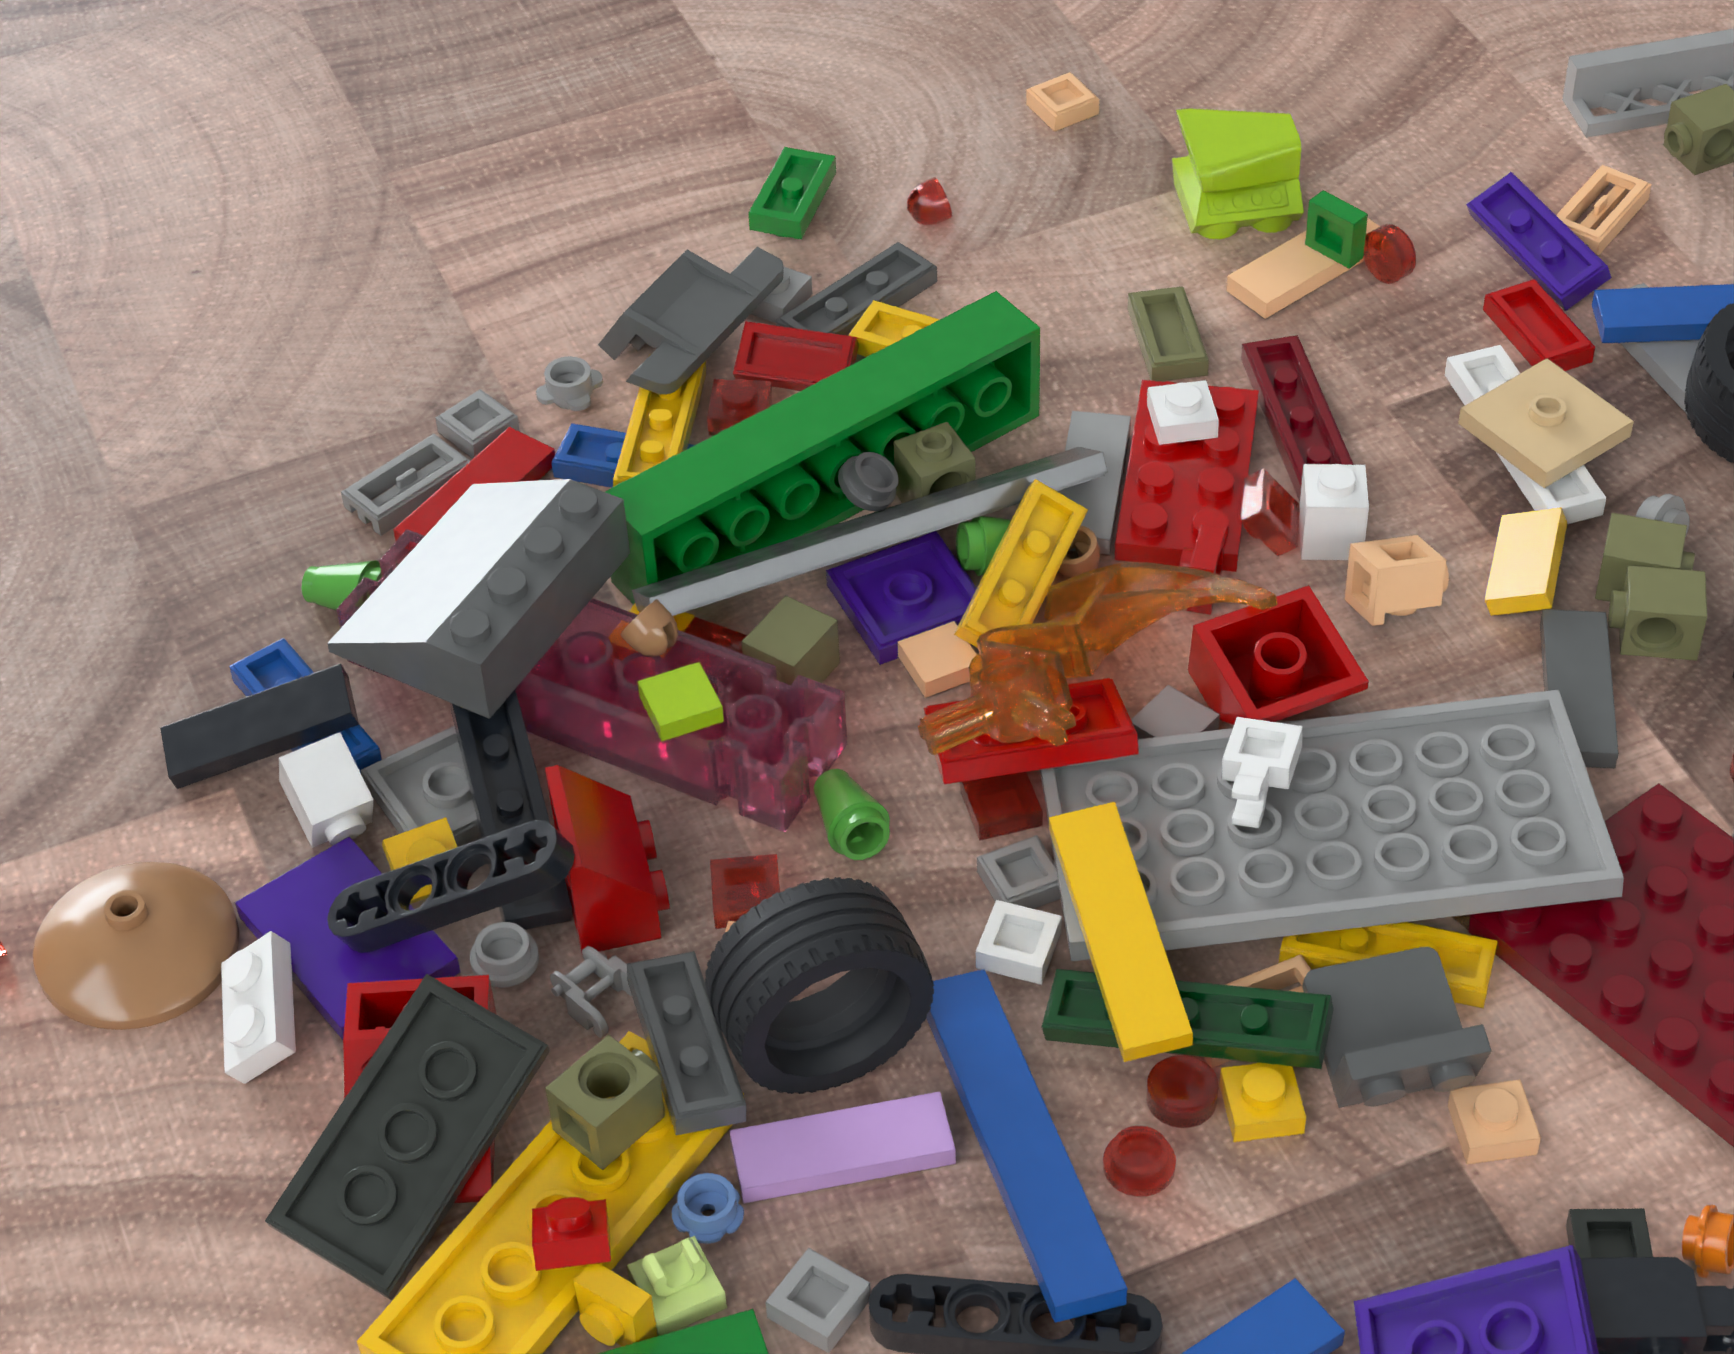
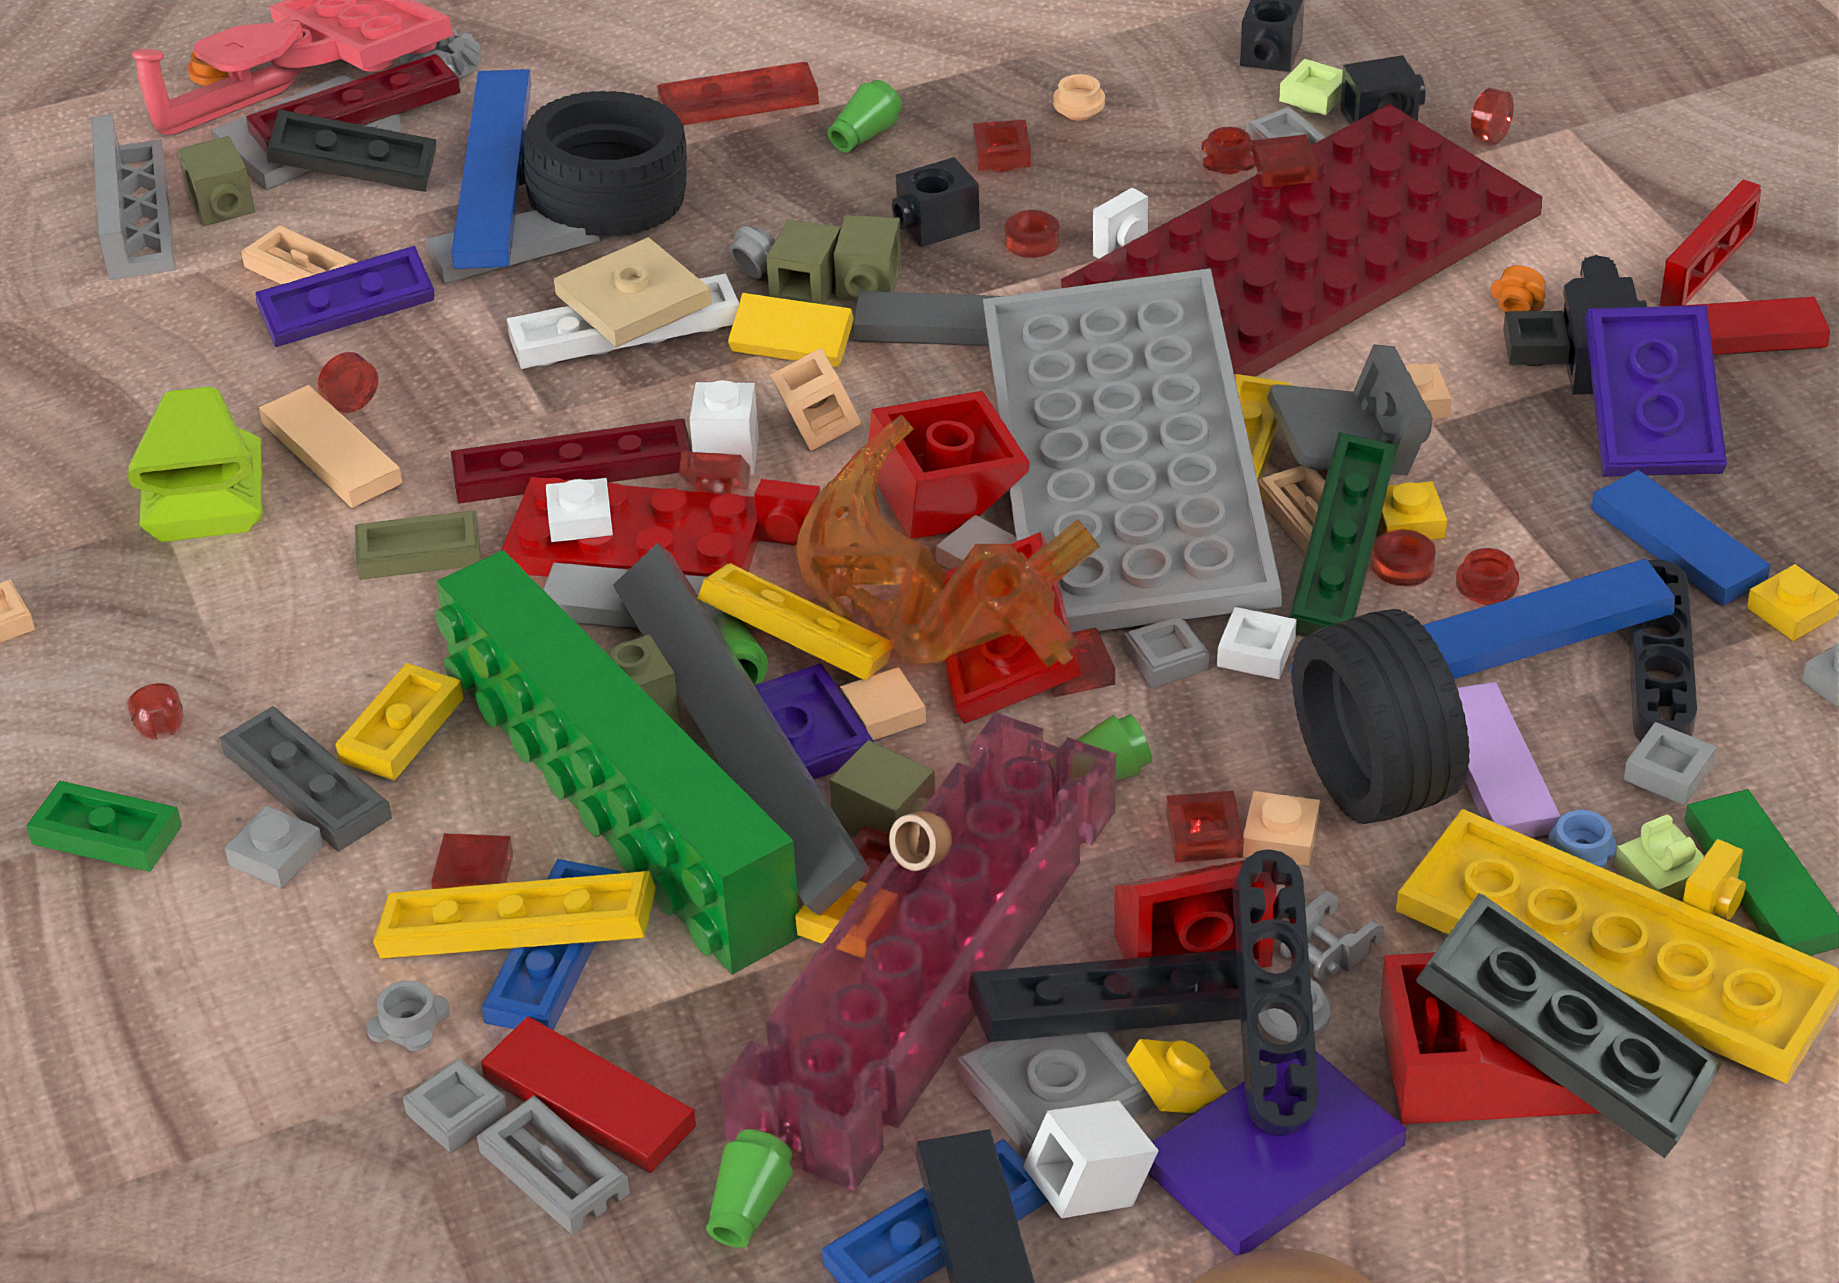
camera: 90 degrees left, 5 degrees down
(257, 1007) = (1388, 1200): white plate -> none
(489, 590) = (852, 975): dark grey slope -> none
(570, 1233) = (1664, 895): red plate -> none
(600, 1125) = (1514, 870): olive brick -> none
(680, 701) = (1021, 818): lime tile -> none
(686, 1043) = (1414, 842): dark grey tile -> none
(690, 315) = (320, 892): dark grey plate -> none
(791, 355) = (408, 816): red tile -> none
(869, 481) = (681, 707): flat silver plate -> none
(1120, 932) = (1276, 546): yellow tile -> none
(1257, 758) = (1080, 452): white plate -> none
(1336, 229) = (325, 396): green plate -> none
(1538, 326) = (463, 310): red tile -> none

